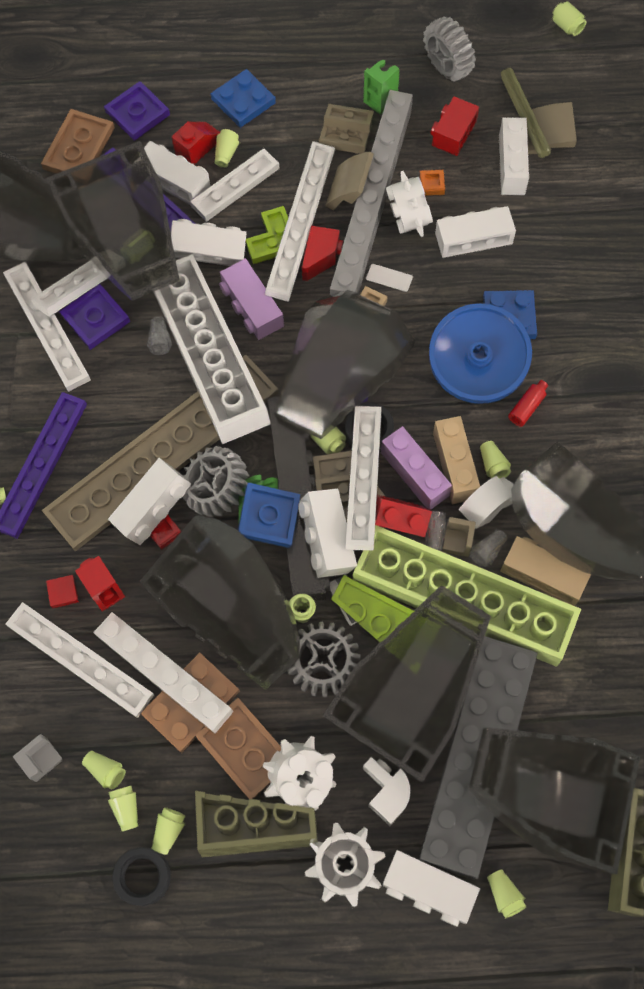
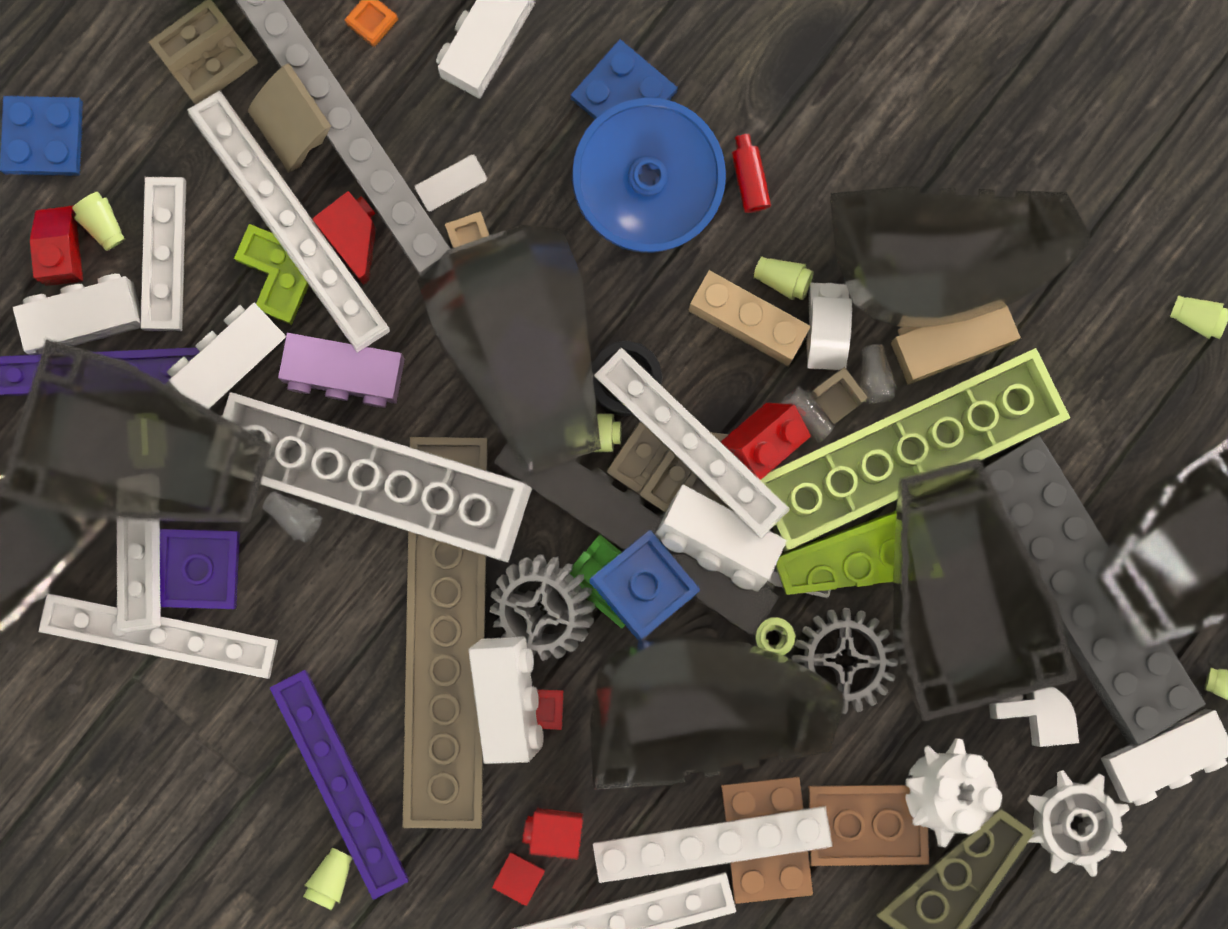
camera: 55 degrees left, 15 degrees up
(409, 204) = (389, 80): white brick -> none
(415, 468) = (720, 371): lavender brick -> none

